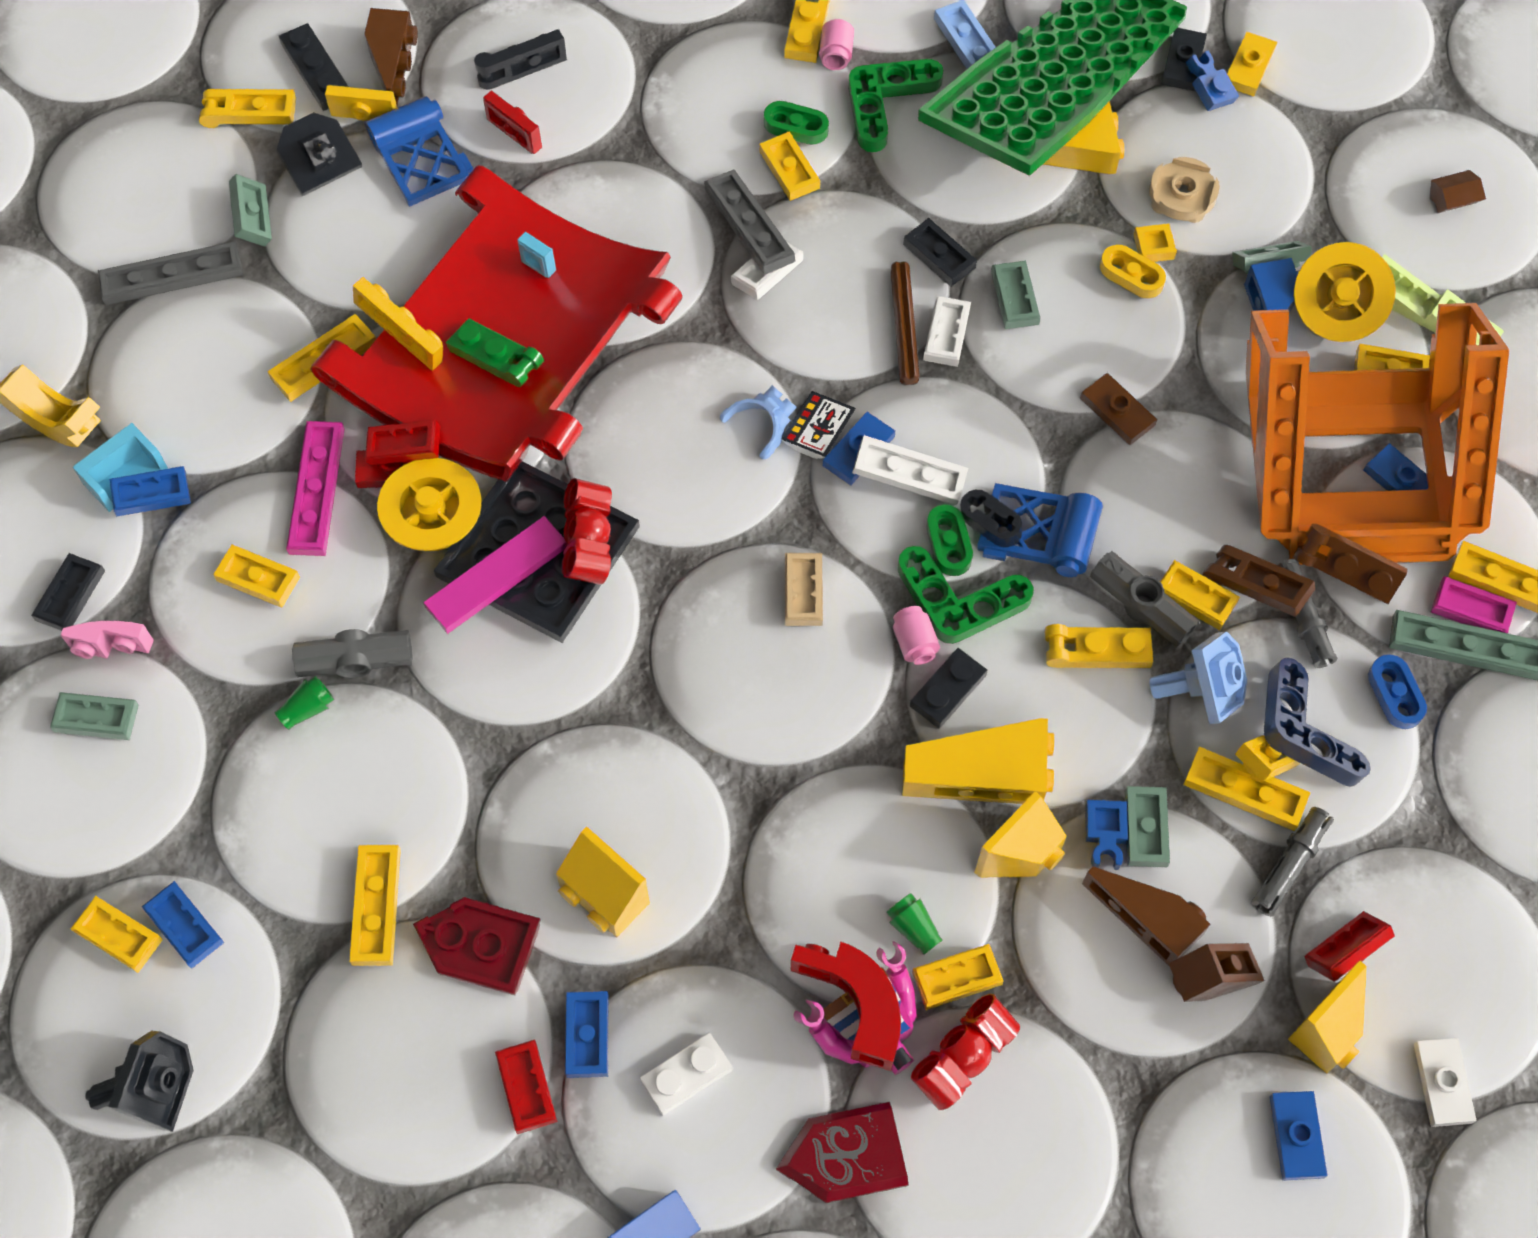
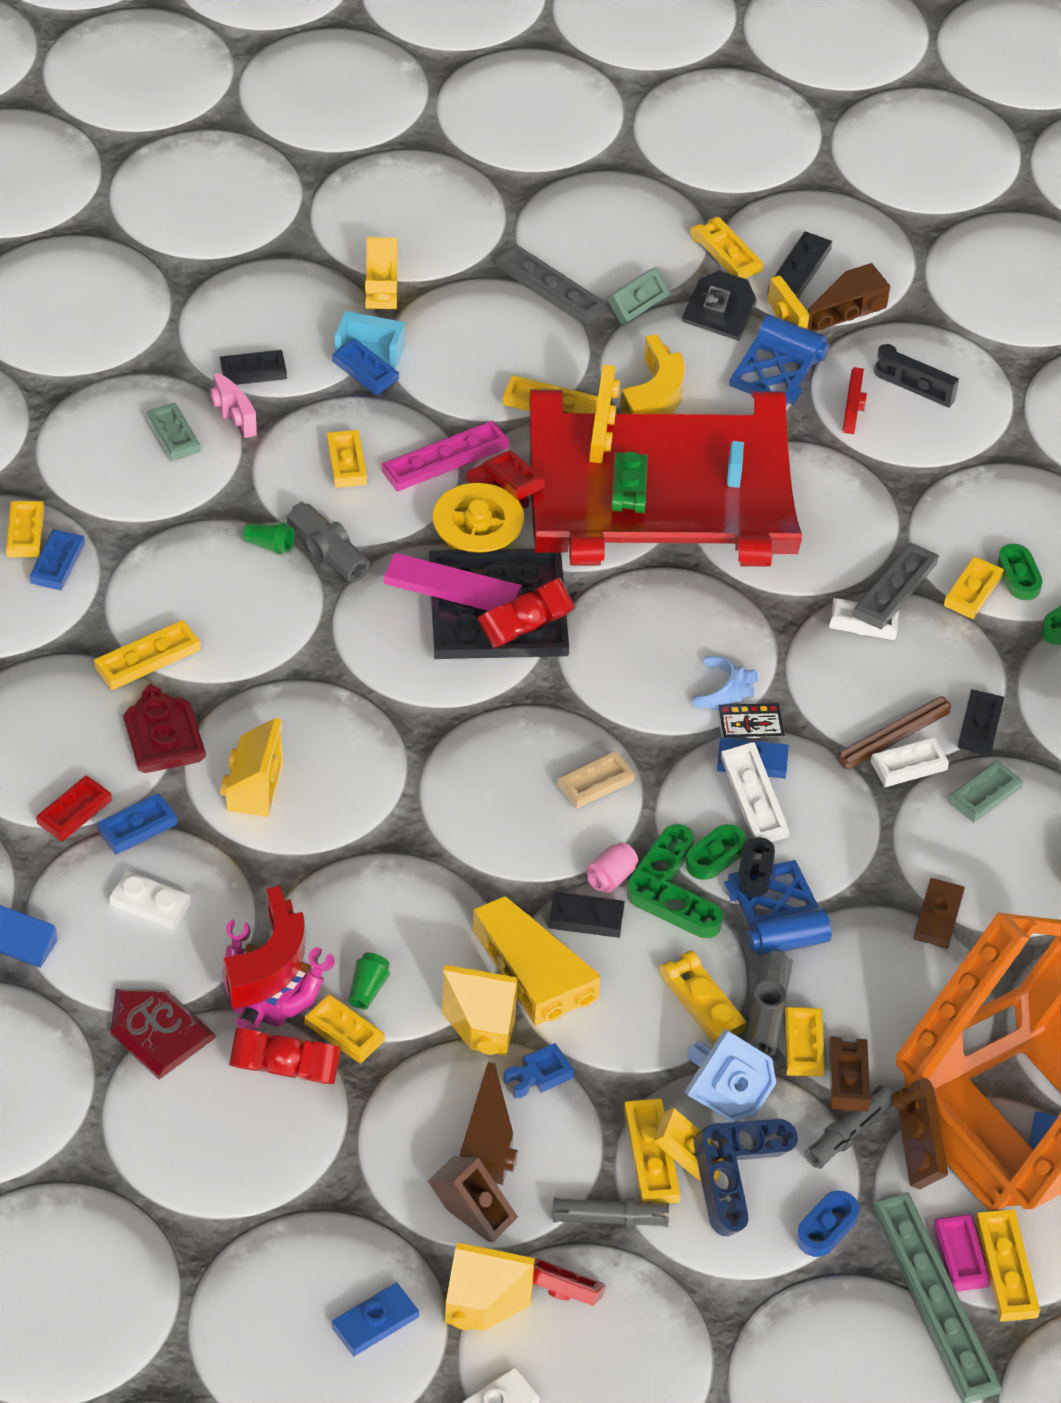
camera: 55 degrees right, 15 degrees down
(373, 247) = (662, 392): none -> yellow arch
(1147, 827) = (564, 1097): sand green plate -> none

